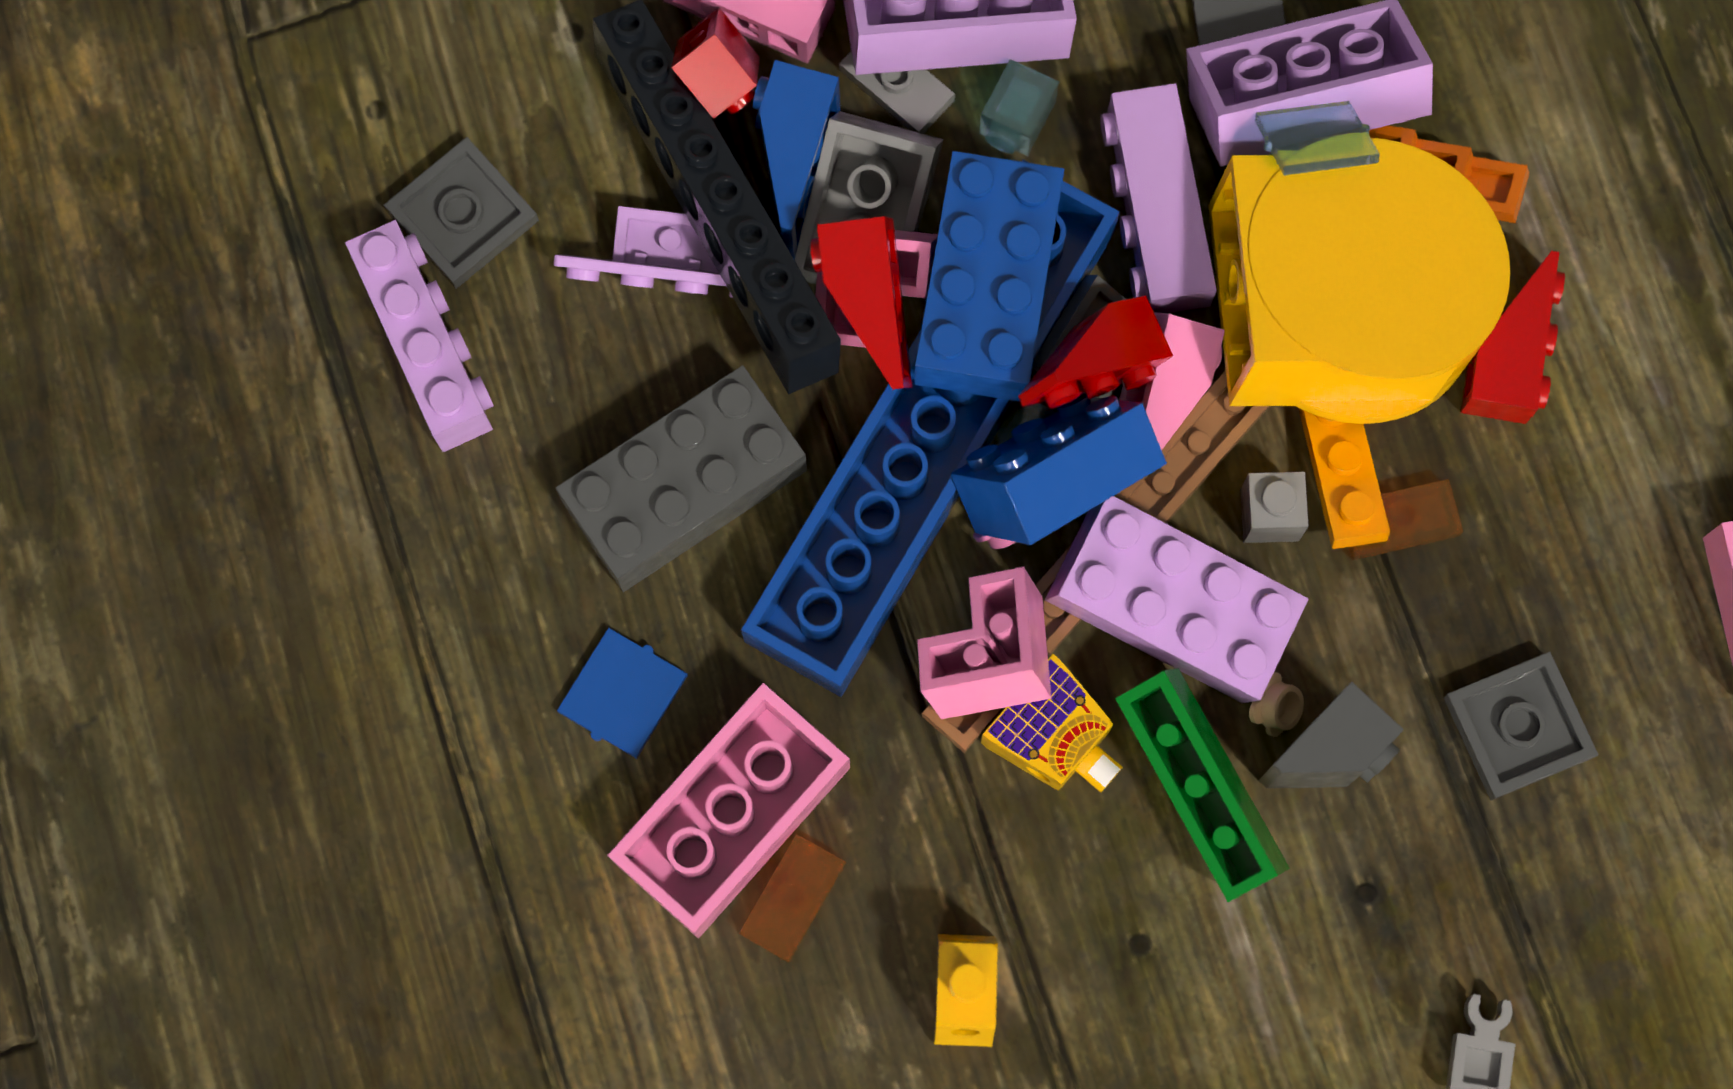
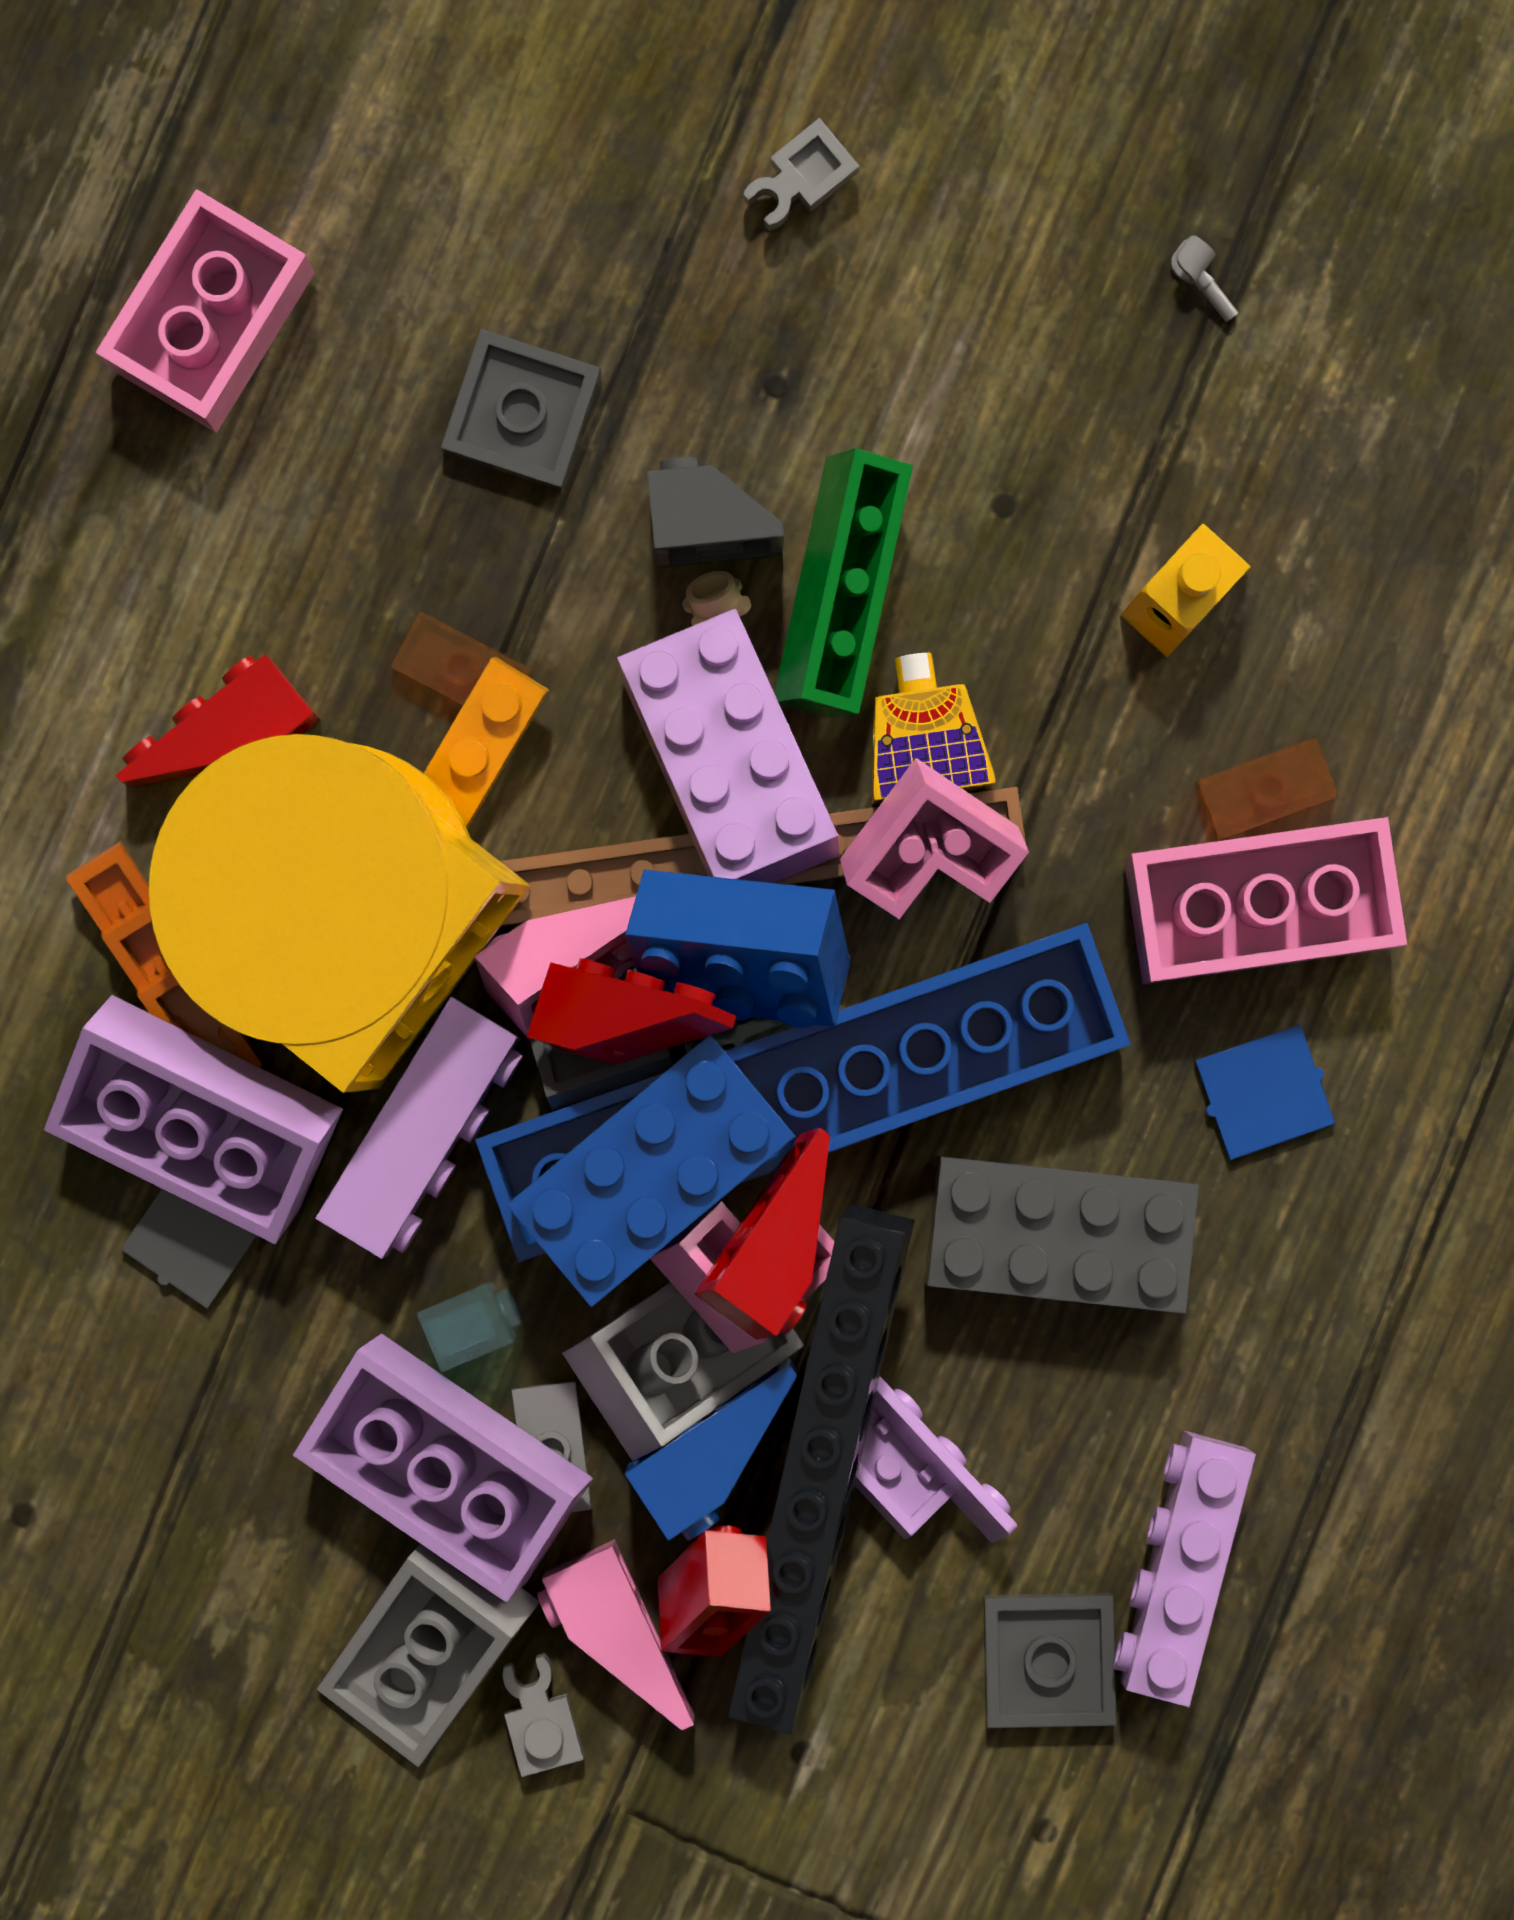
camera: 145 degrees left, 10 degrees up
(1274, 507) = (566, 768): light grey brick -> none
(1316, 137) = (251, 1046): clear light blue piece -> none

